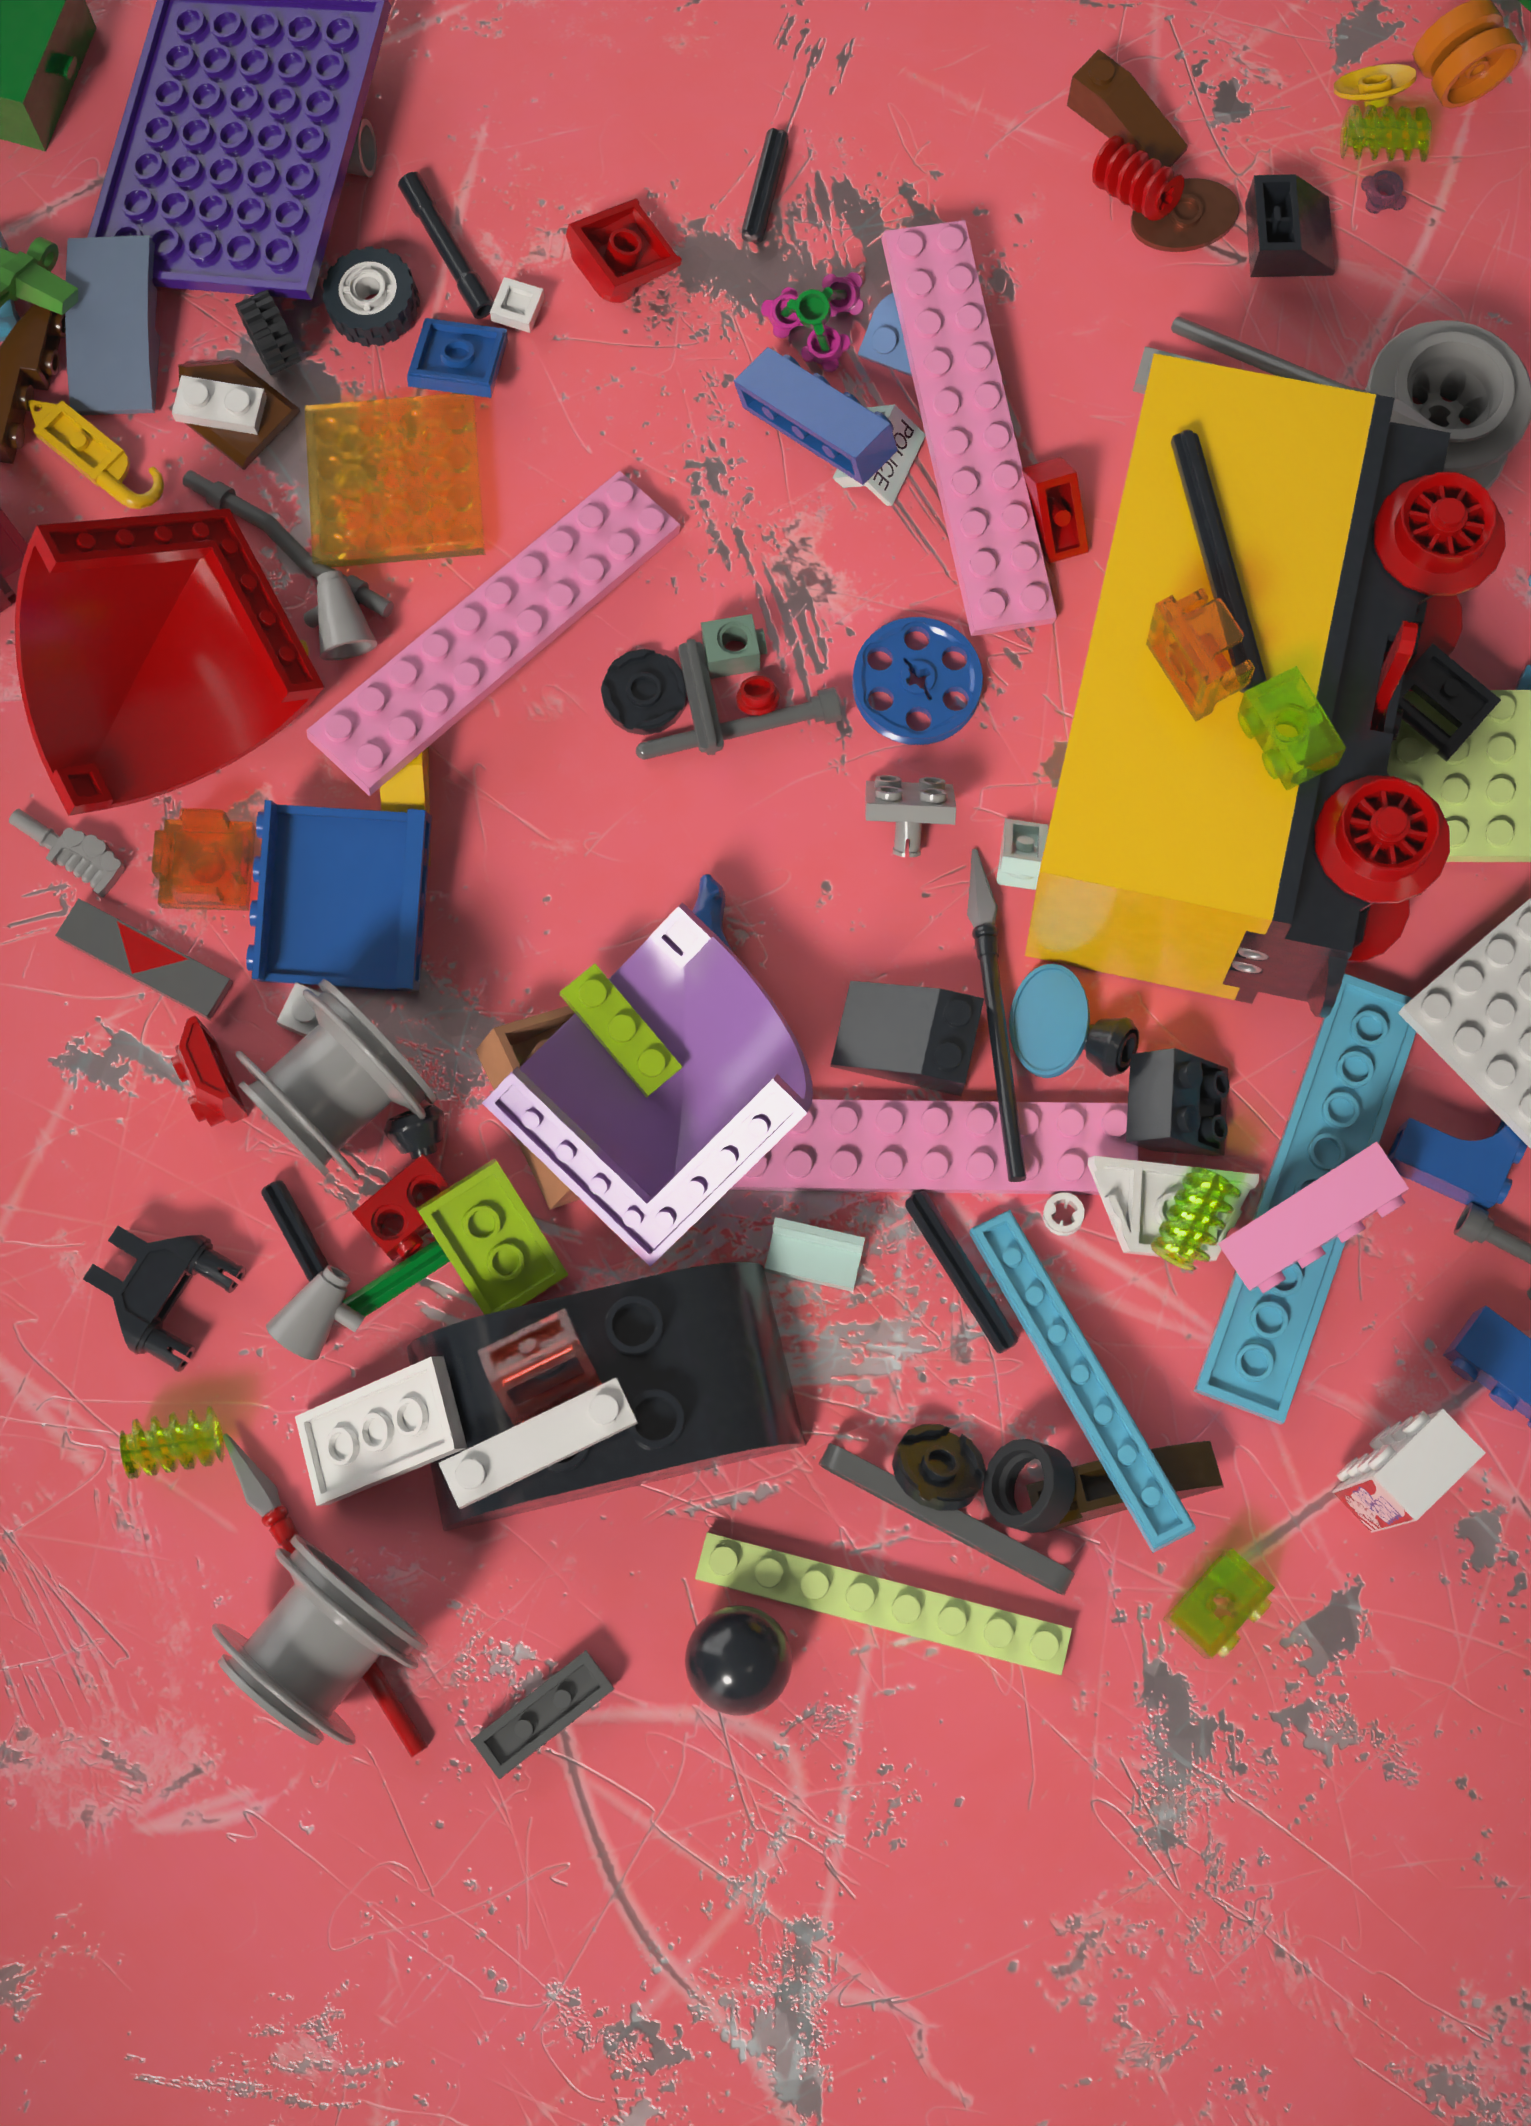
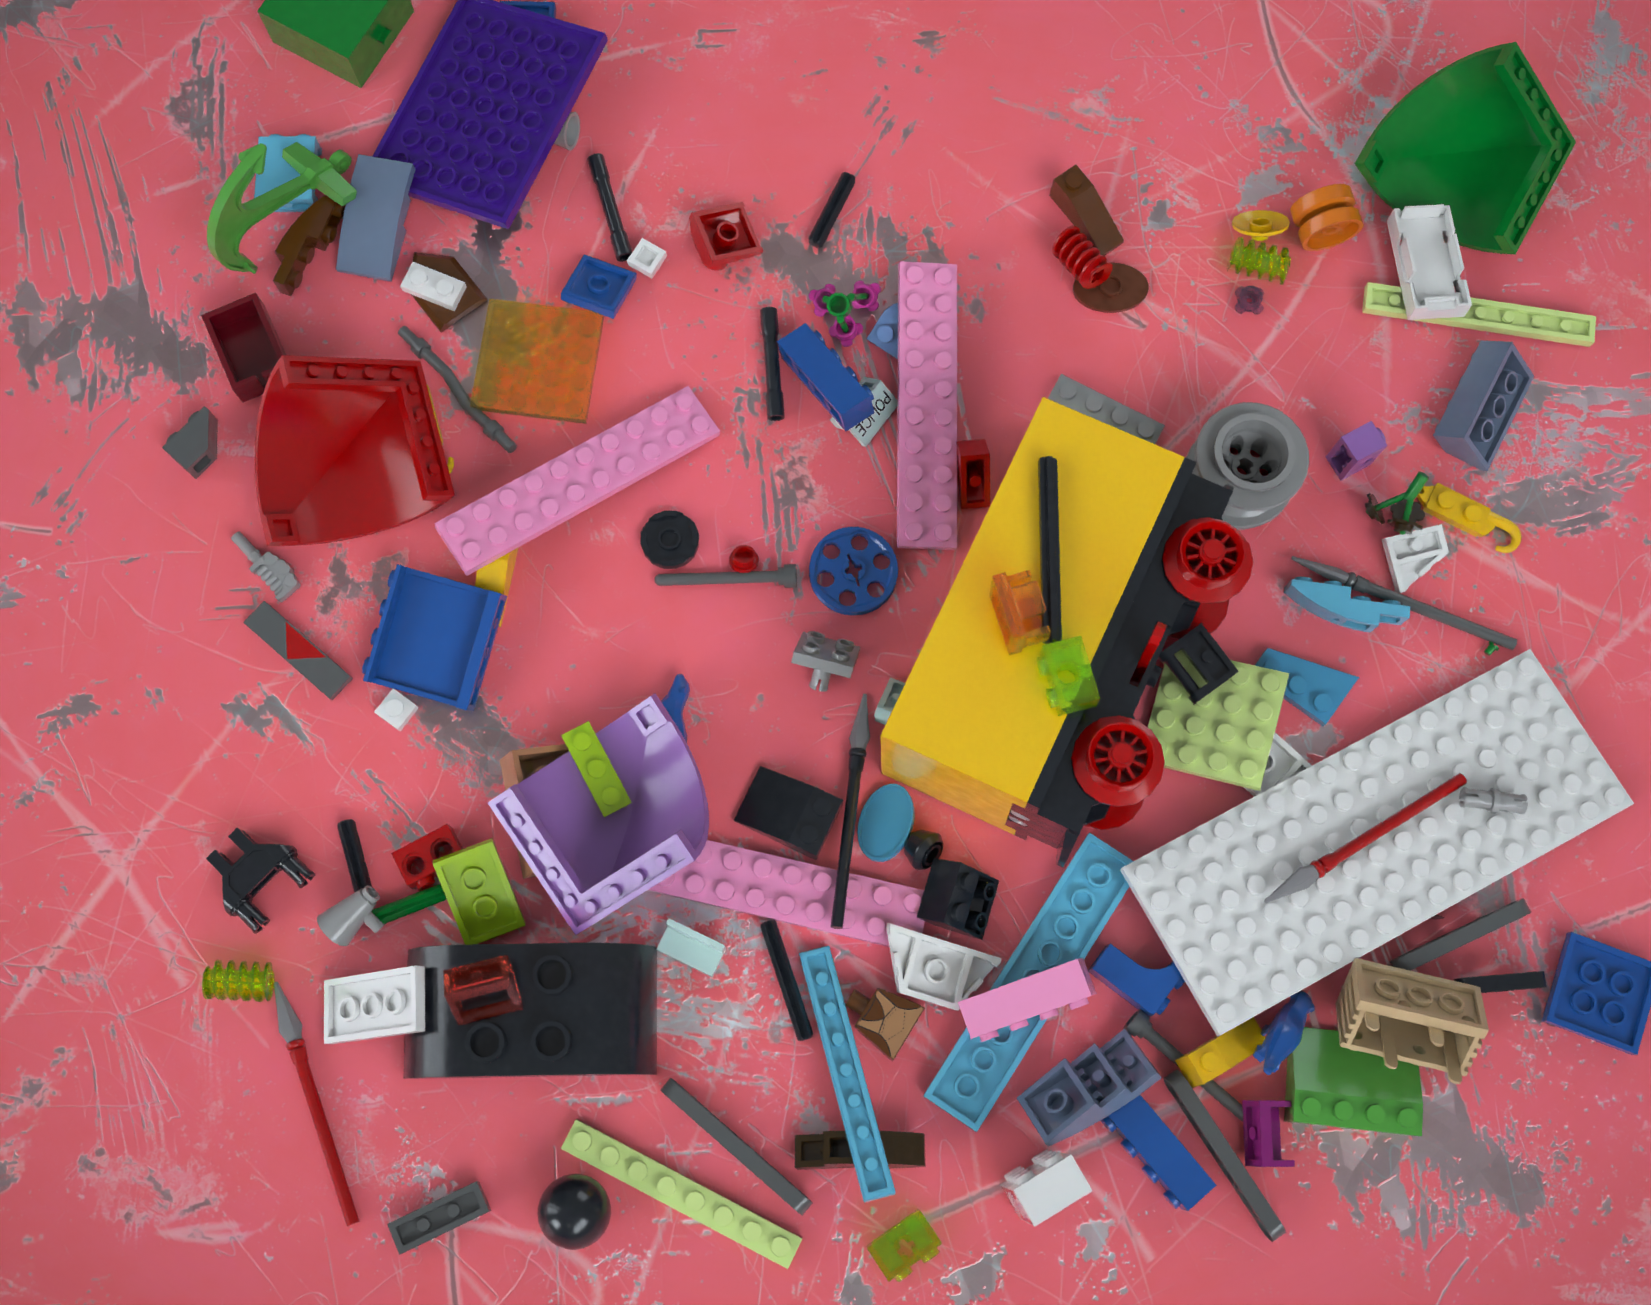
camera: 10 degrees right, 0 degrees up
(91, 452) = (342, 300): yellow plate -> none
(204, 861) = (351, 593): clear orange panel -> none
(205, 1069) = (320, 739): red slope -> none
(268, 332) = (476, 244): black tyre -> none
(315, 1645) = (297, 1140): light grey wheel -> none
(334, 1081) = (395, 766): light grey wheel -> none
(340, 620) = (478, 449): light grey piece -> none
(365, 274) = (544, 218): black wheel -> none
(414, 1134) = (448, 806): black cone -> none
(537, 1443) = (469, 1041): white plate -> none
(701, 697) = (705, 552): dark grey axle -> none
(724, 662) = (725, 512): sand green brick -> none
(745, 458) = (770, 333): none -> black piece
(938, 1467) = (738, 1110): black tile -> none
(1001, 1480) = (812, 1140): black tyre -> none
(1076, 1218) = (856, 952): white bush -> none
(1115, 1295) = (885, 1019): none -> torso
(1193, 1217) = (947, 981): clear neon green piece -> none
(1279, 367) = (1206, 462): dark grey piece -> none
(1288, 228) = (1177, 313): black slope -> none
(1428, 1325) = (1088, 1088): none -> sand blue slope

